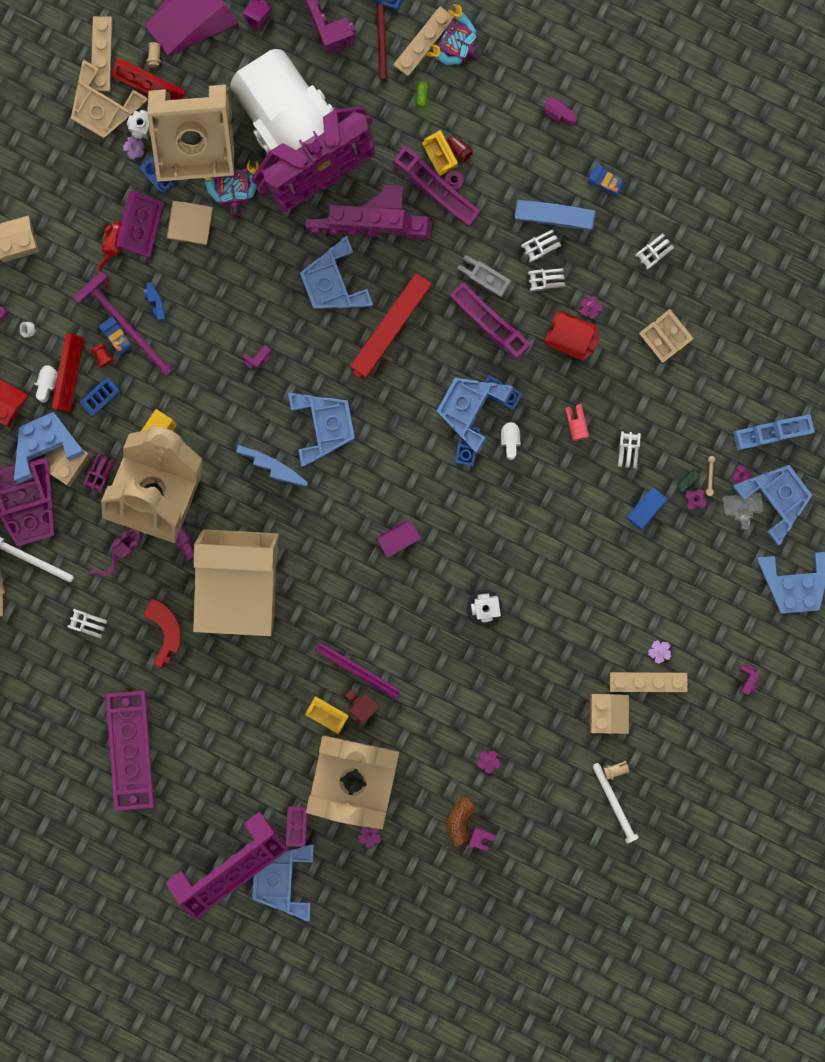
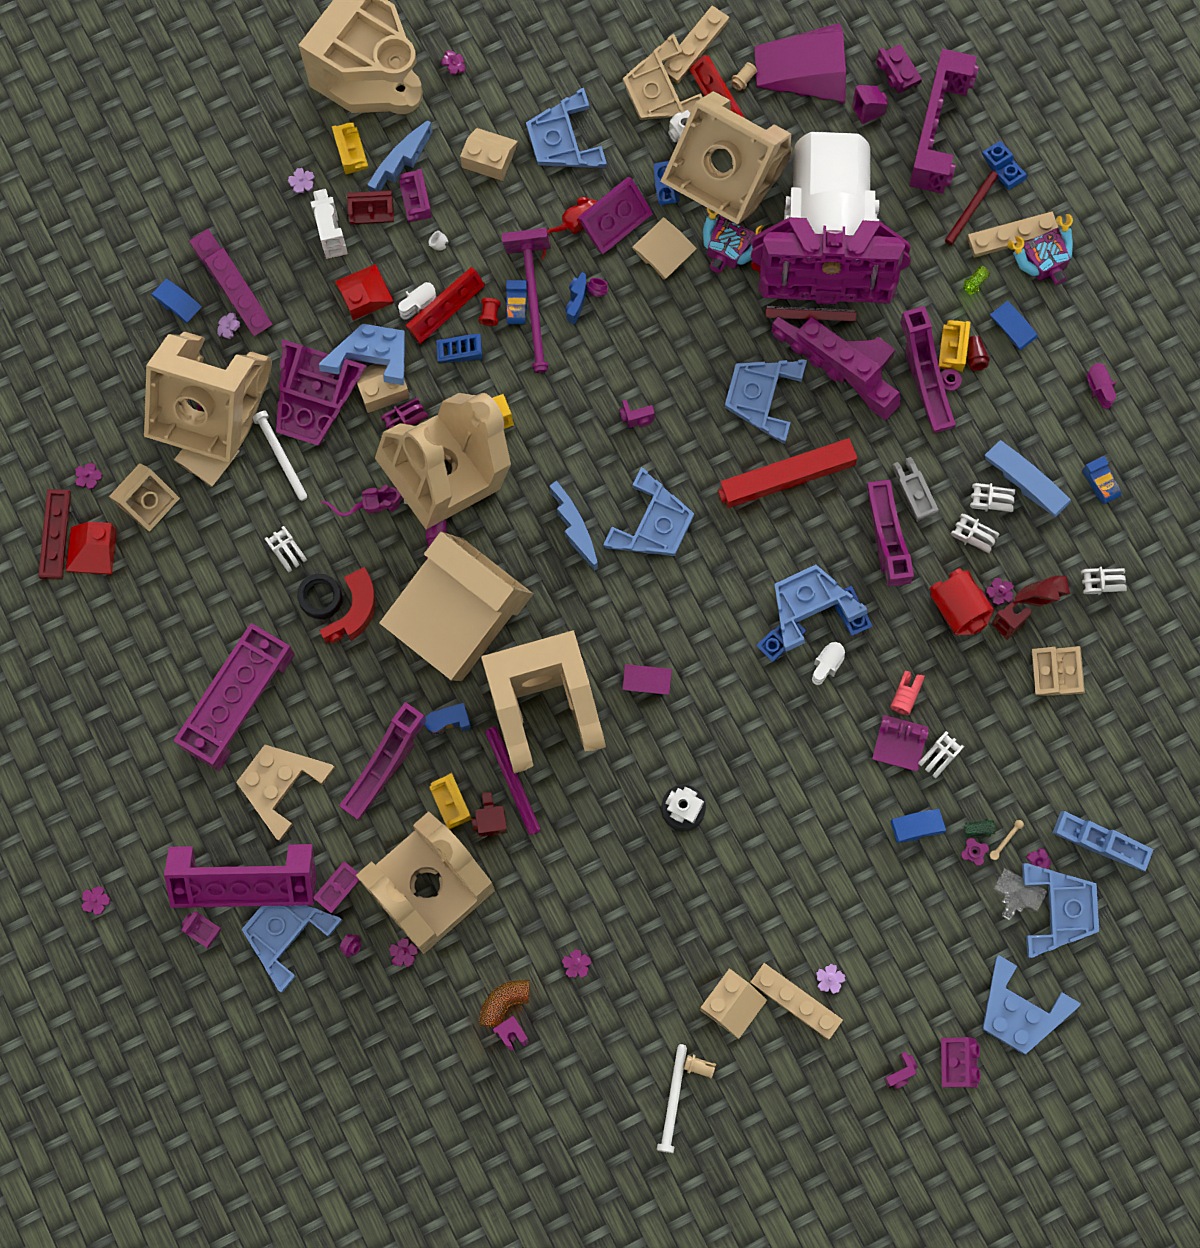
camera: 35 degrees right, 10 degrees down
(53, 195) = (554, 137): none -> medium blue wing
(120, 639) = (314, 579): none -> black tyre
(134, 148) = (662, 146): lavender plant -> none
(139, 950) = (95, 900): none -> magenta plant
(163, 284) = (597, 287): none -> magenta plate
(194, 785) = (270, 779): none -> tan wing
(225, 918) = (200, 929): none -> magenta bracket
(264, 722) = (386, 760): none -> magenta arch
(279, 667) = (448, 718): none -> blue leg
(320, 588) = (534, 669): none -> tan brick
(325, 199) = (807, 313): none -> dark red tile
(332, 857) = (350, 945): none -> magenta plate
(470, 110) = (1014, 325): none -> blue slope
(596, 460) = (900, 743): none -> magenta hinge
(611, 327) = (1008, 622): none -> dark red hinge
(621, 289) = (1044, 591): none -> dark red slope
(781, 646) = (960, 1062): none -> magenta bracket

